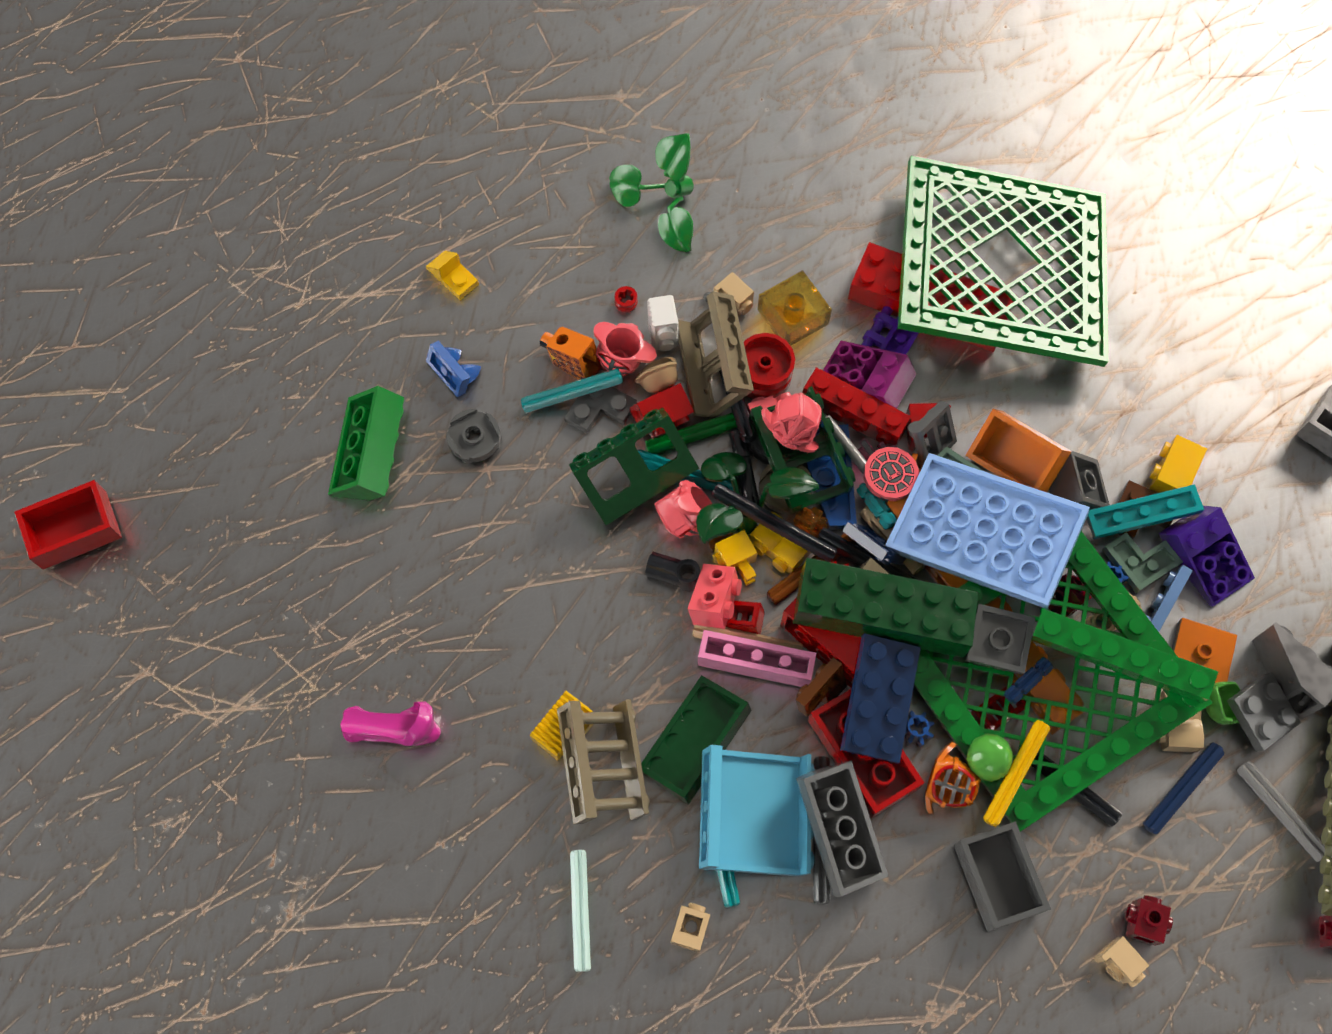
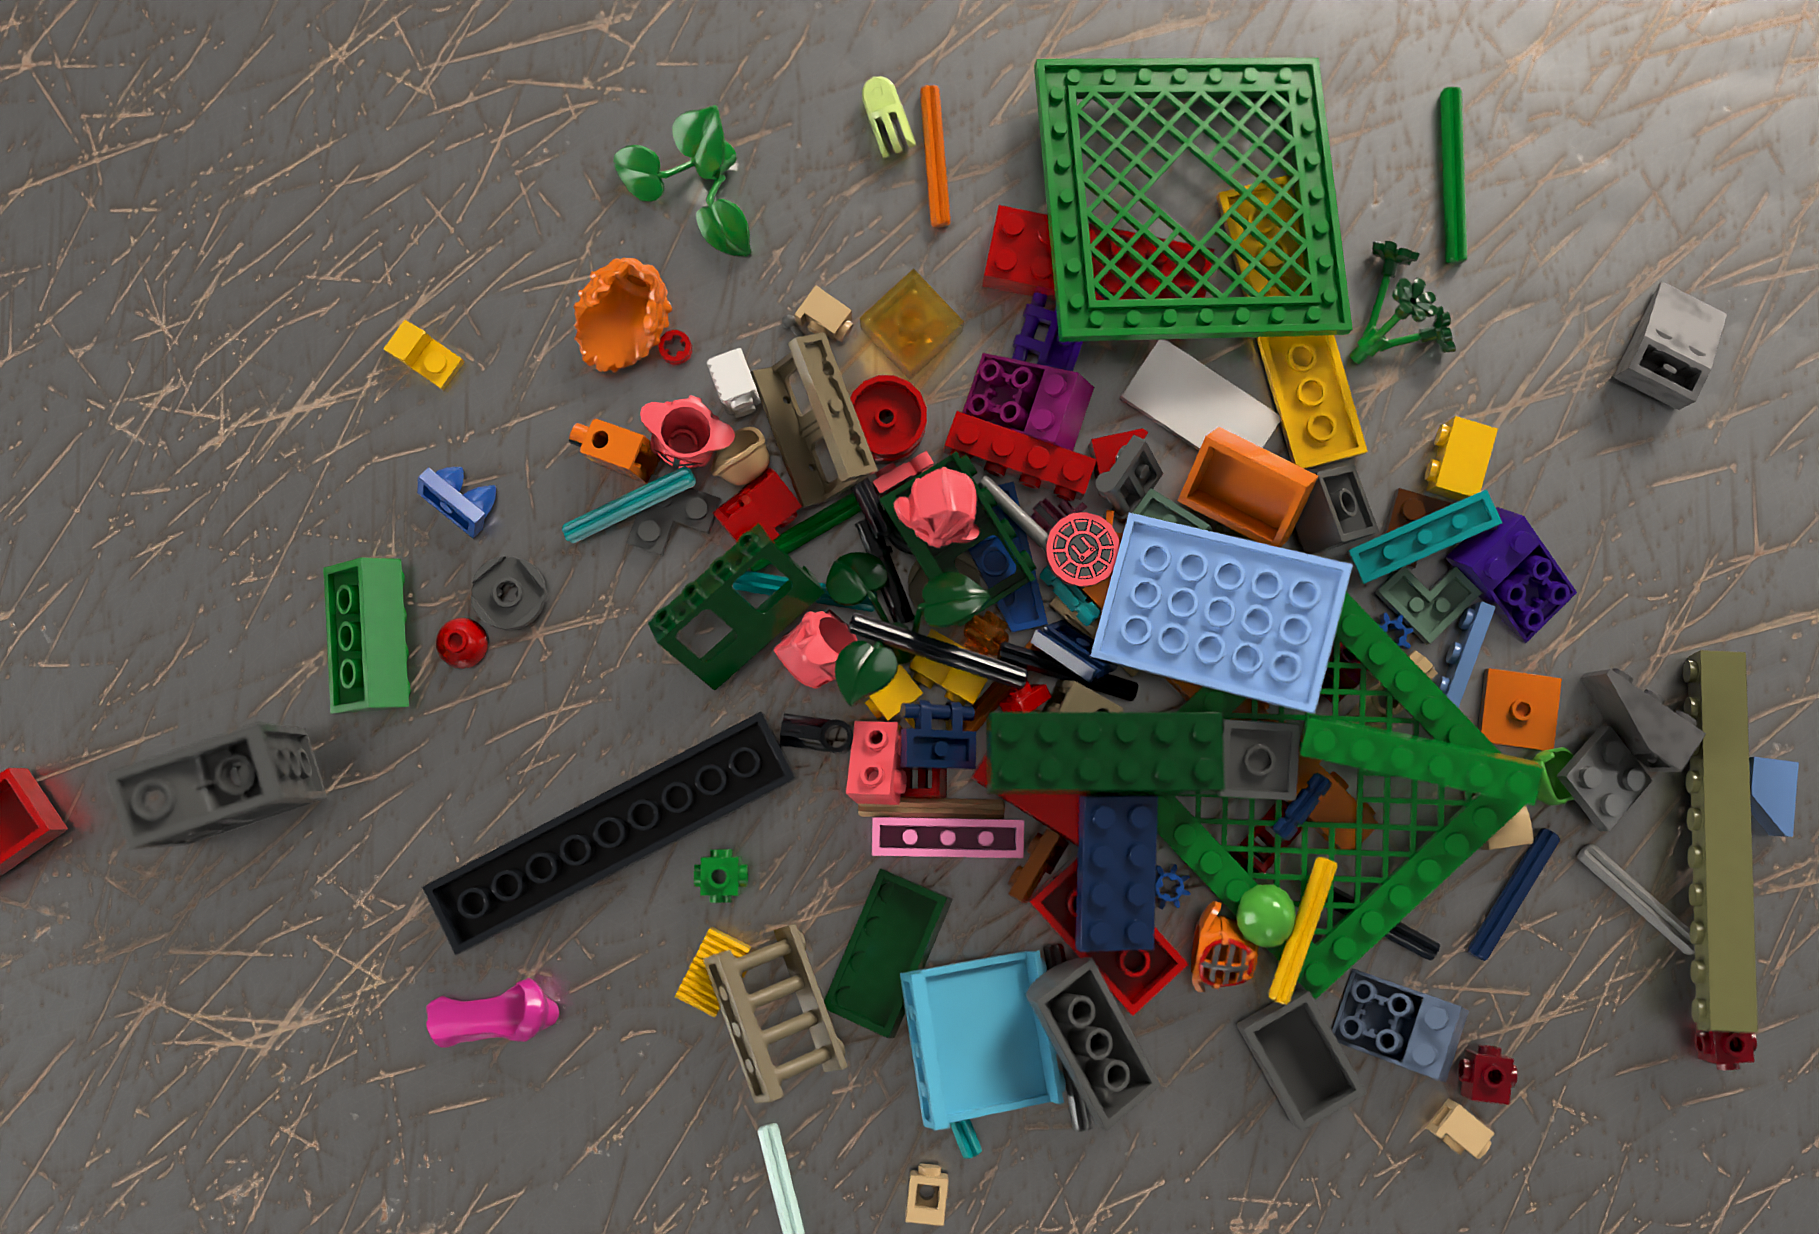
camera: 15 degrees left, 15 degrees up
(222, 524) = (217, 785): none -> dark grey piece
(432, 464) = (461, 643): none -> red brick
(507, 609) = (609, 833): none -> black brick
(582, 665) = (735, 875): none -> green brick
(593, 267) = (621, 314): none -> orange hair
(759, 590) = (938, 748): none -> dark blue plate
(800, 175) = (883, 108): none -> yellowish green arm
(829, 211) = (935, 156): none -> orange axle
(979, 389) = (1195, 400): none -> white tile
(1068, 386) = (1301, 370): none -> yellow plate
(1085, 870) = (1399, 1025): none -> sand blue slope
(1153, 335) = (1411, 302): none -> dark green plant
(1192, 284) = (1453, 175): none -> green axle

